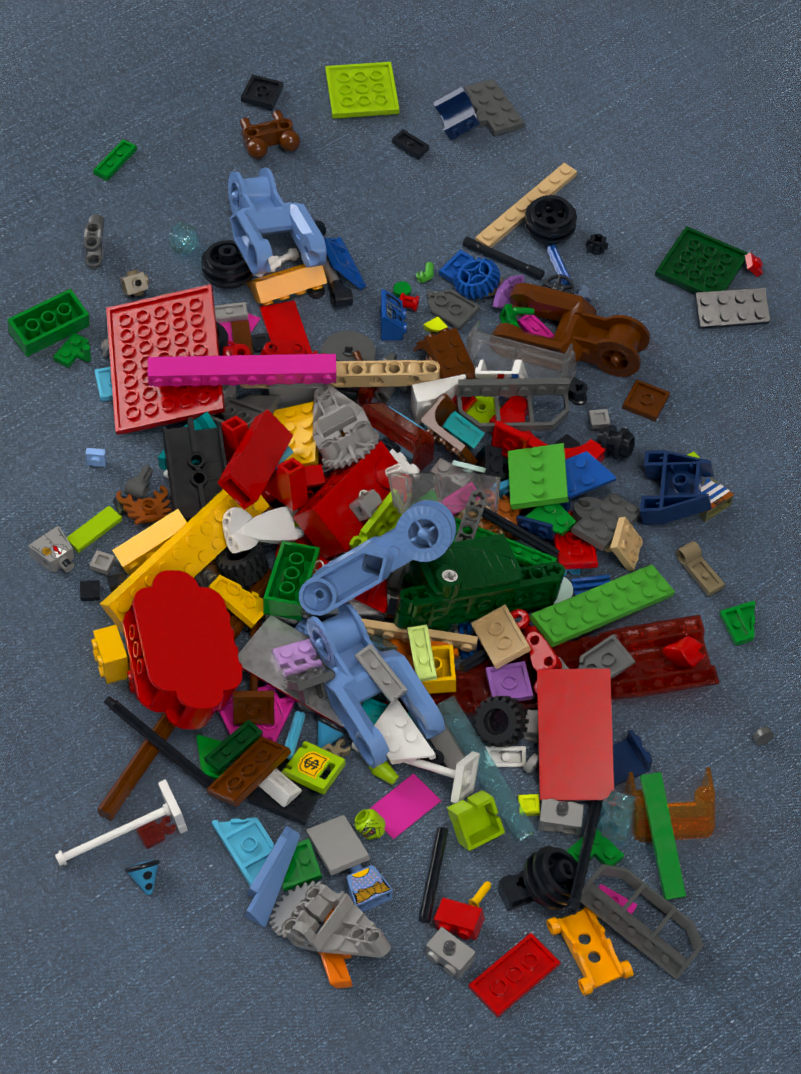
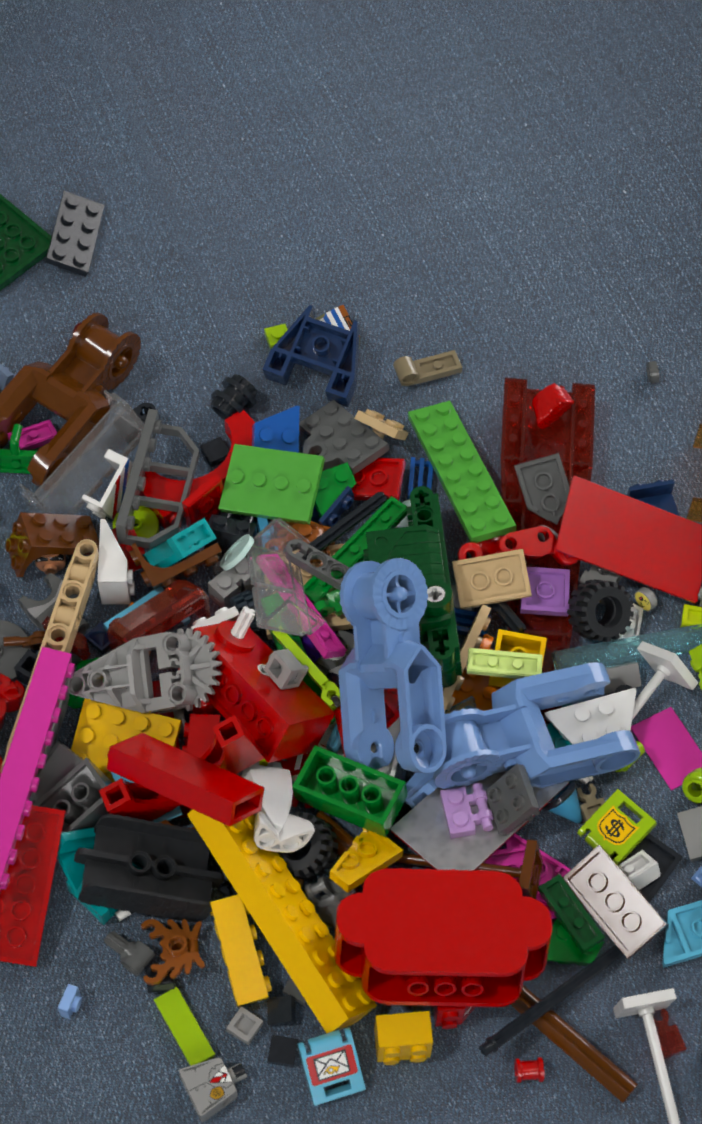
camera: 75 degrees left, 5 degrees up
(84, 614) = (331, 1063): none -> container
(107, 743) = (529, 1070): none -> red bush
(294, 732) = (558, 842): medium azure axle -> none
(381, 673) = (537, 709): light grey tile -> none
(599, 418) = (190, 407): light grey plate -> none
(646, 400) = (174, 355): reddish brown tile -> none
(740, 622) = (505, 351): green wing -> none
(754, 264) = (18, 193): red plate -> none

